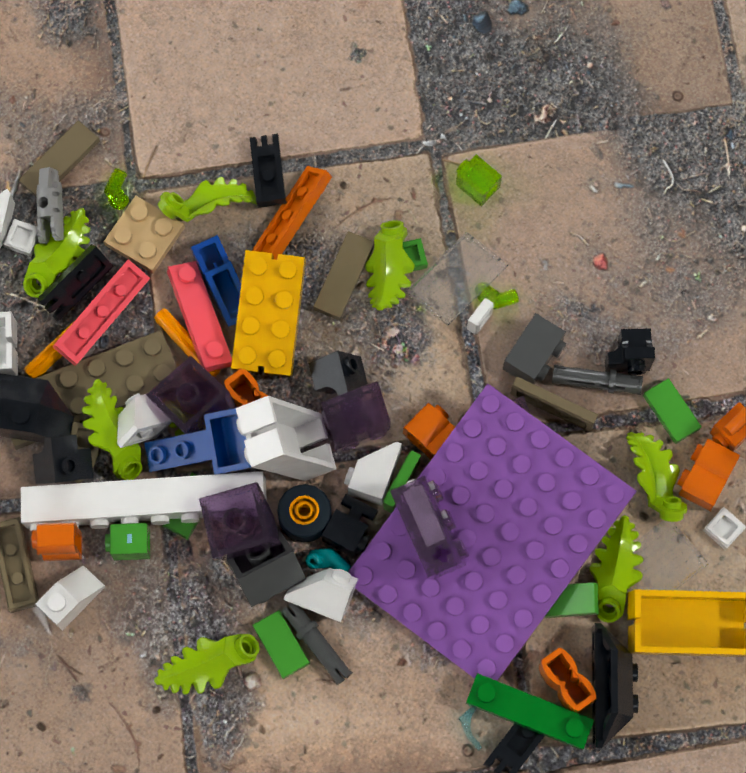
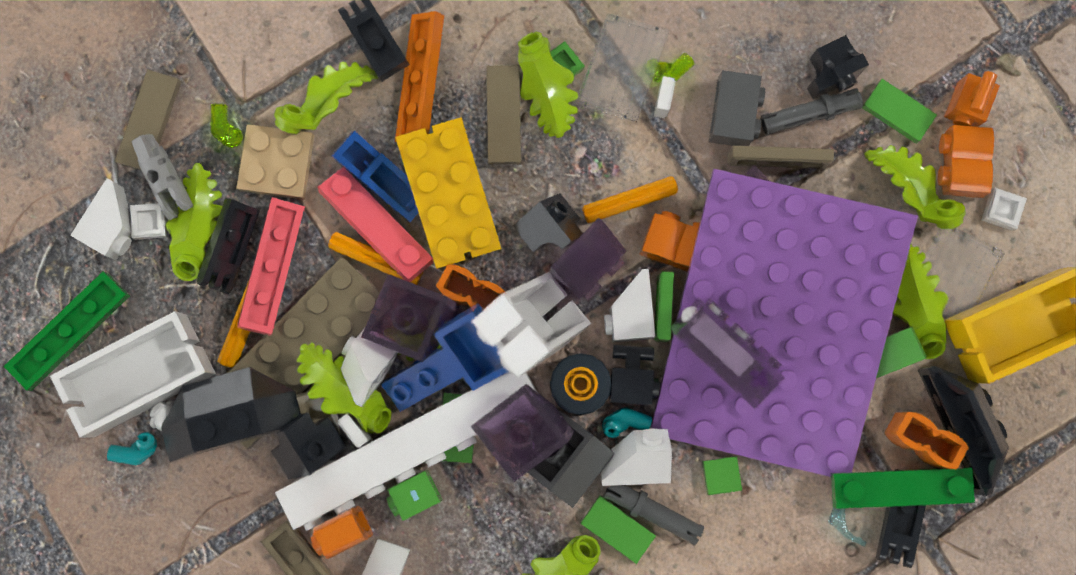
camera: 25 degrees left, 10 degrees up
(105, 466) = (354, 431): none -> white tile
(387, 639) = (722, 475): none -> bright green tile
(417, 386) = (630, 199): none -> light orange axle

